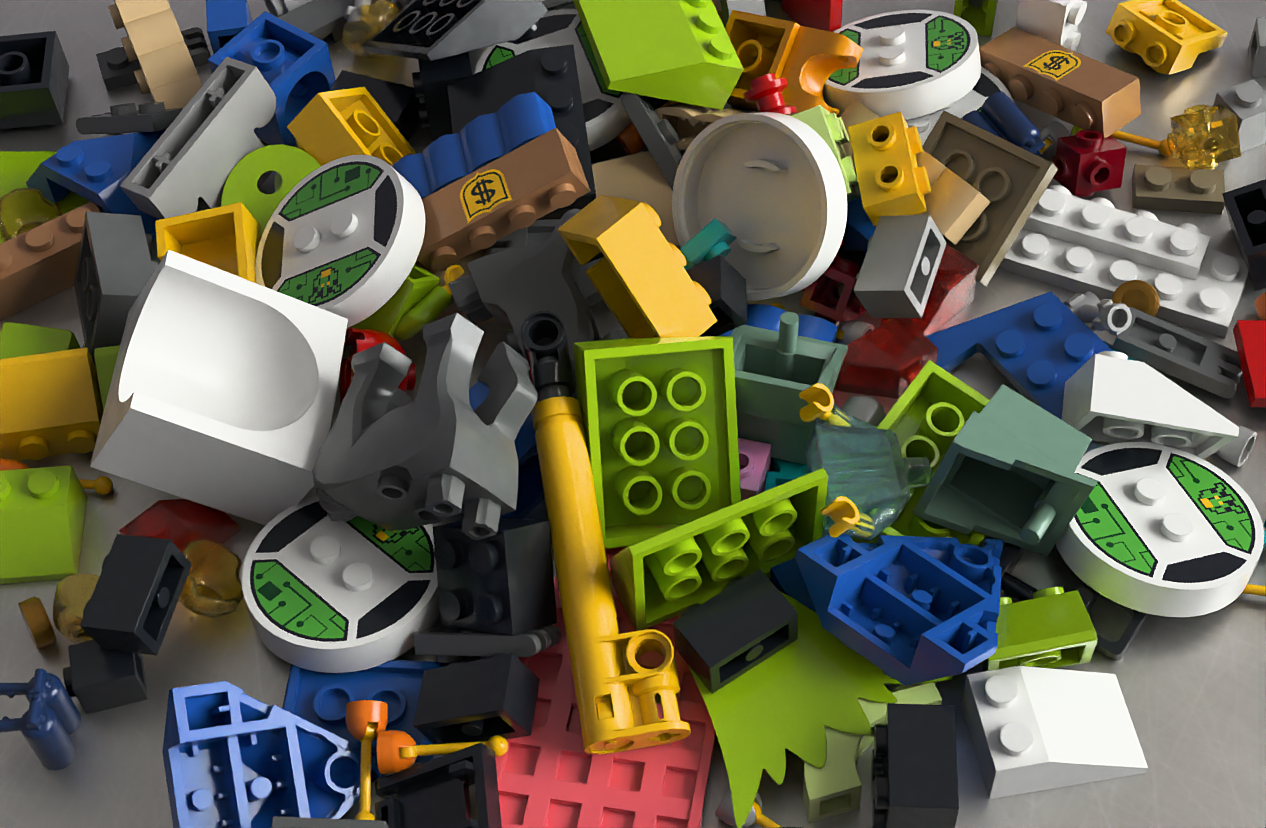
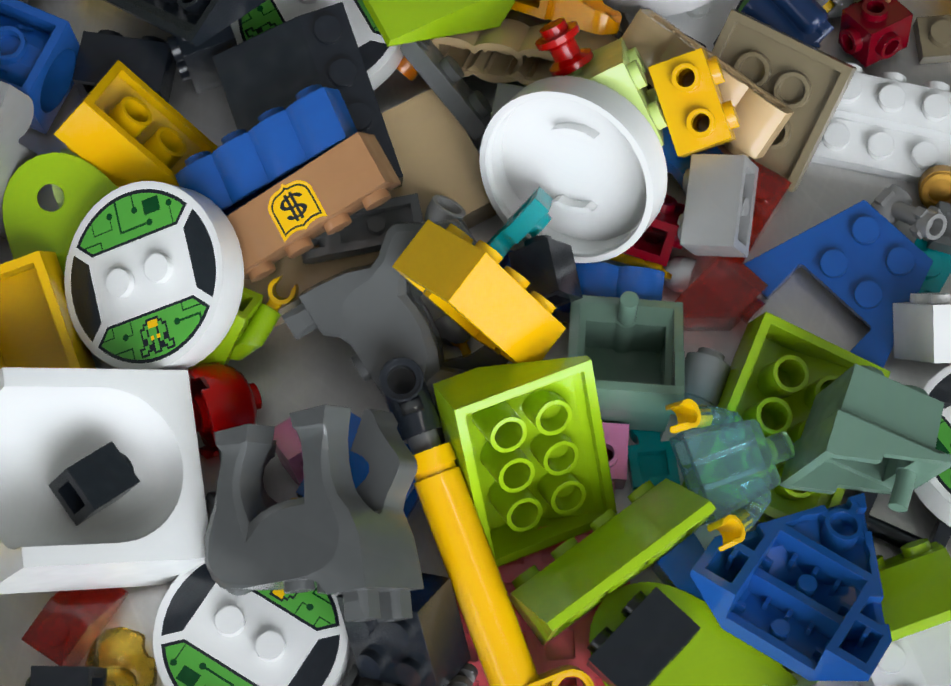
camera: 15 degrees left, 20 degrees up
(228, 385) = (94, 483): none -> black brick

